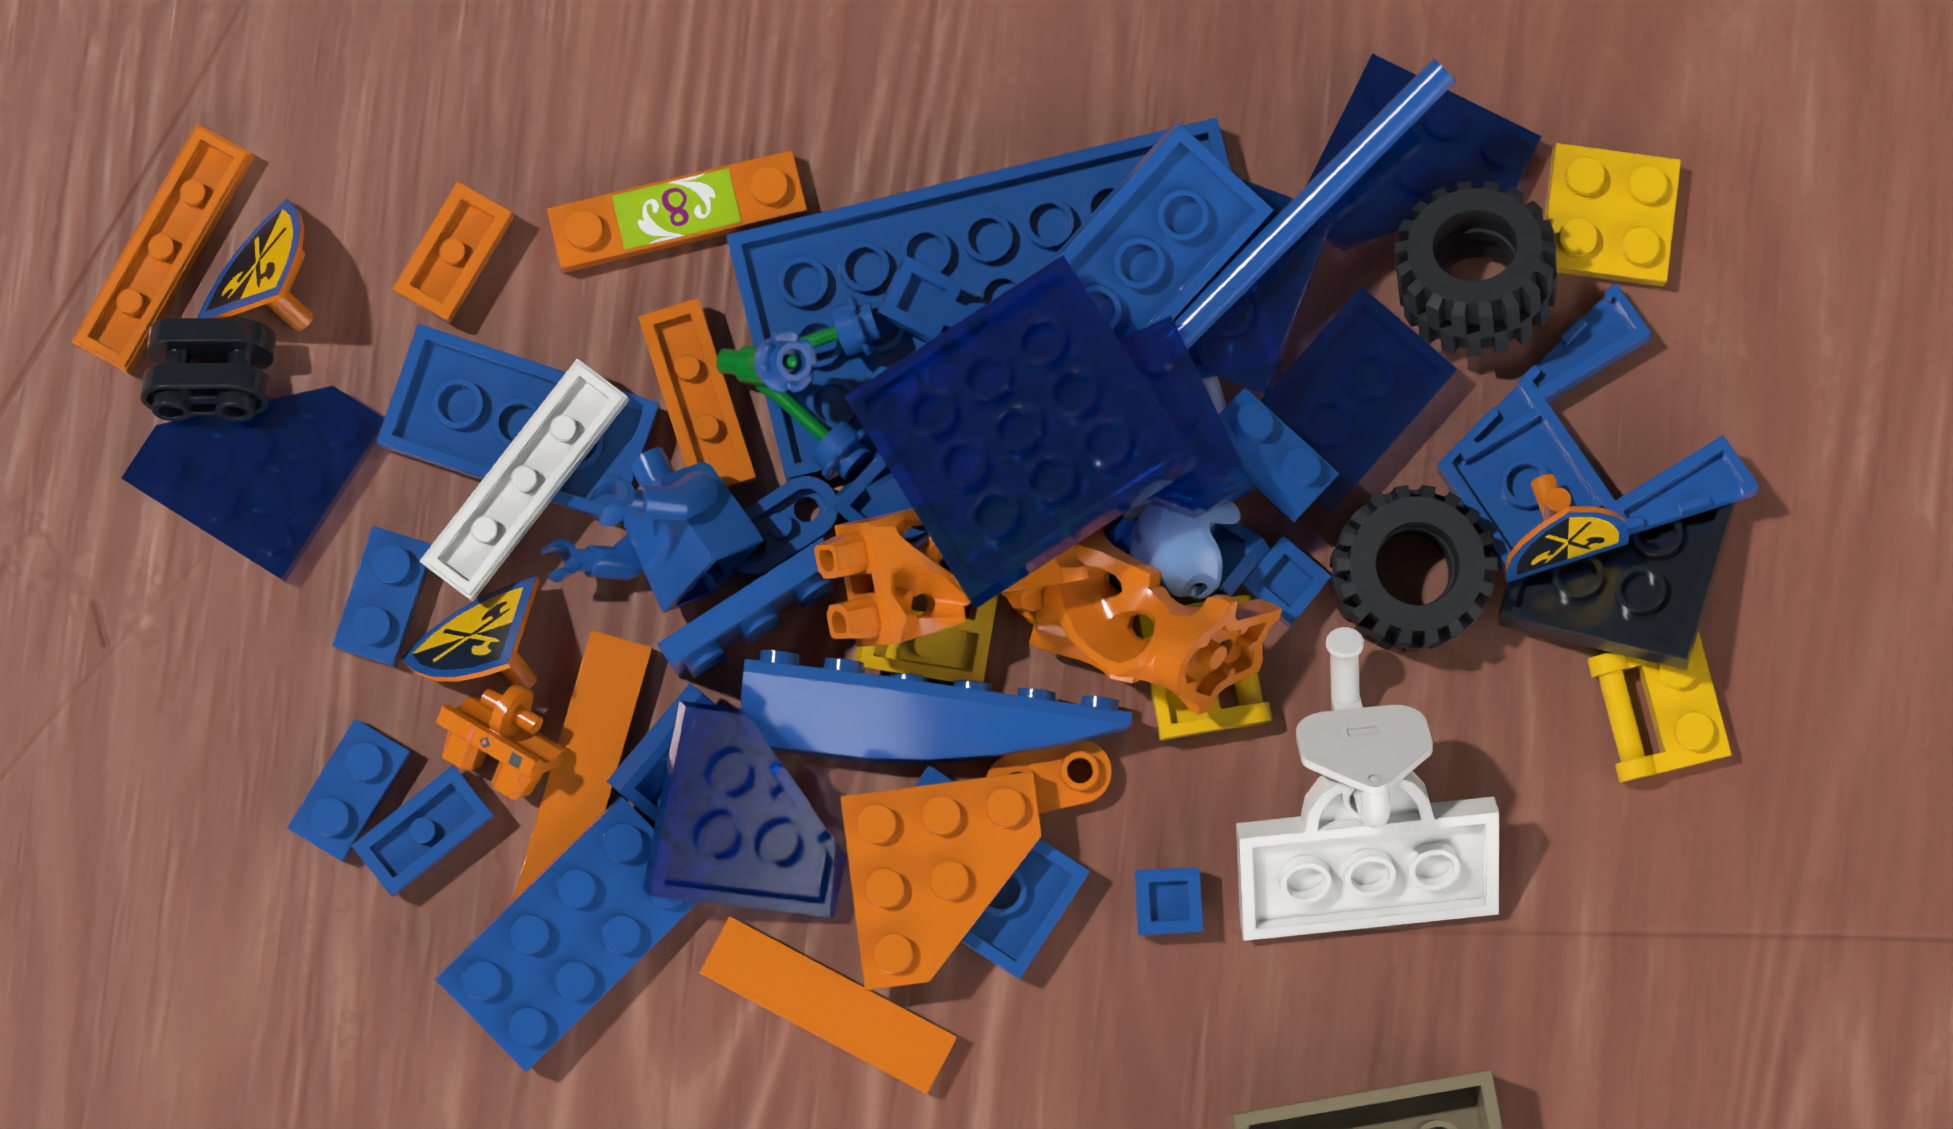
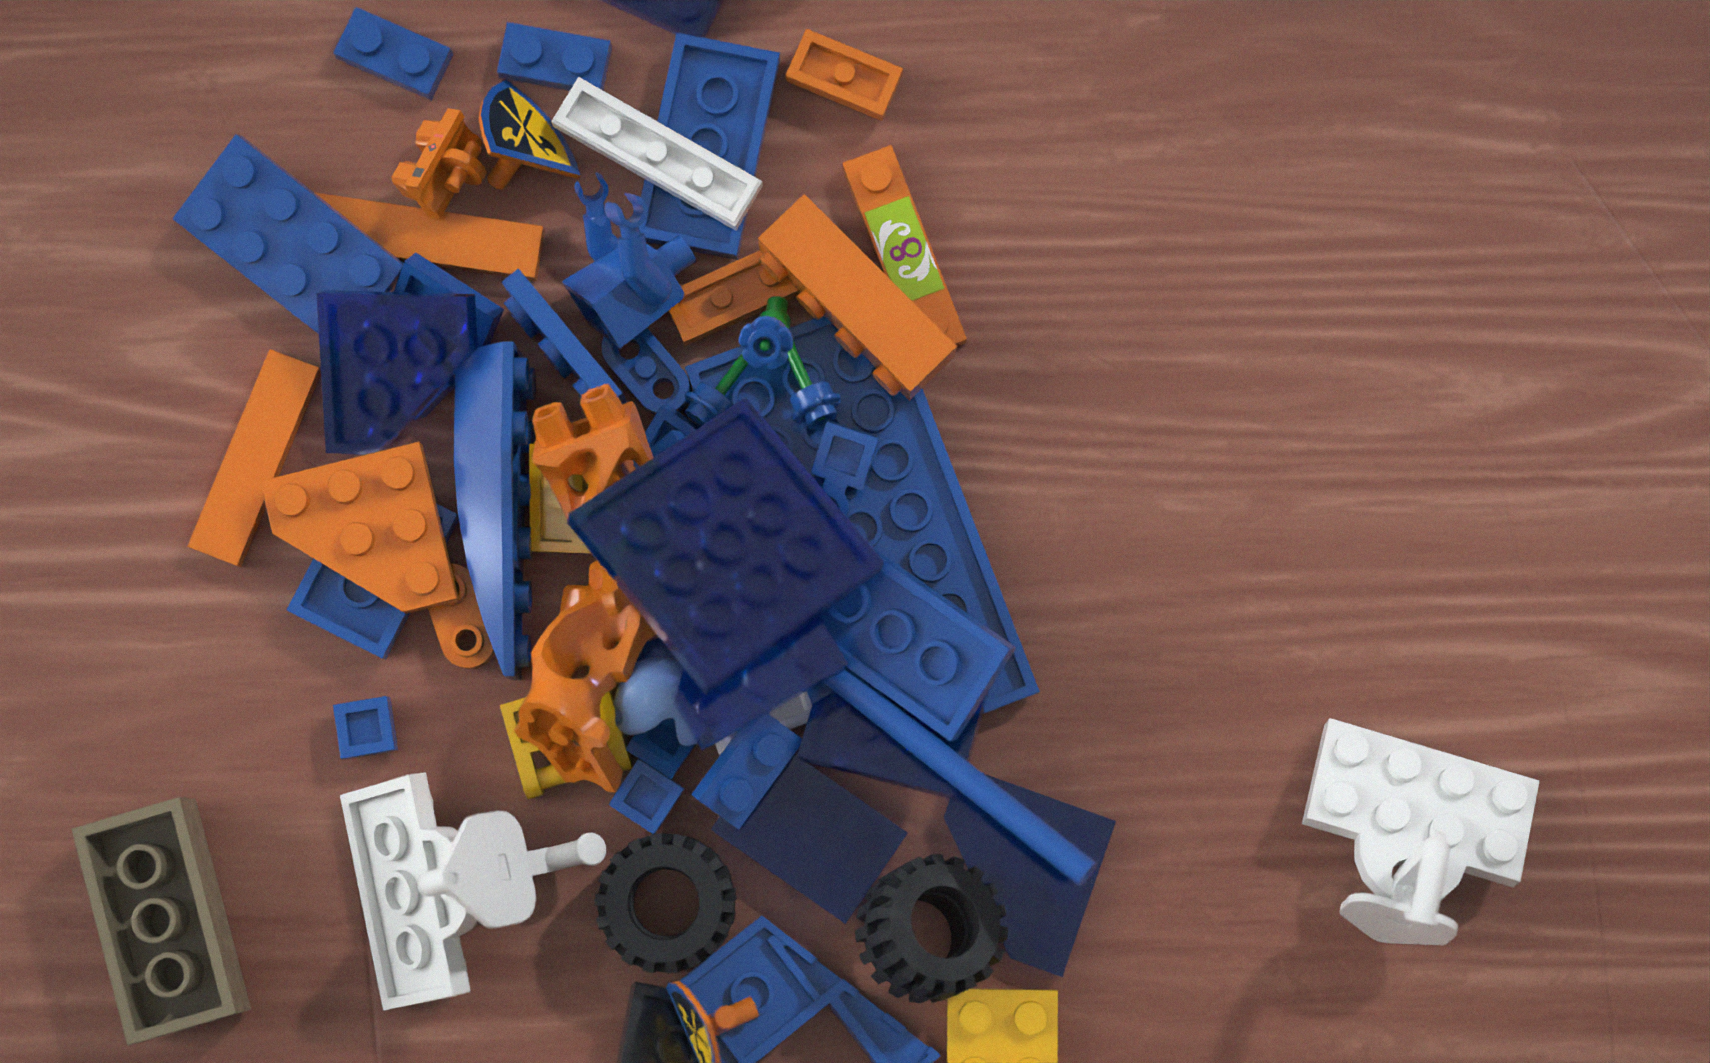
camera: 90 degrees right, 0 degrees up
(423, 831) = (363, 114): blue plate -> none
(734, 264) = (856, 298): none -> orange brick

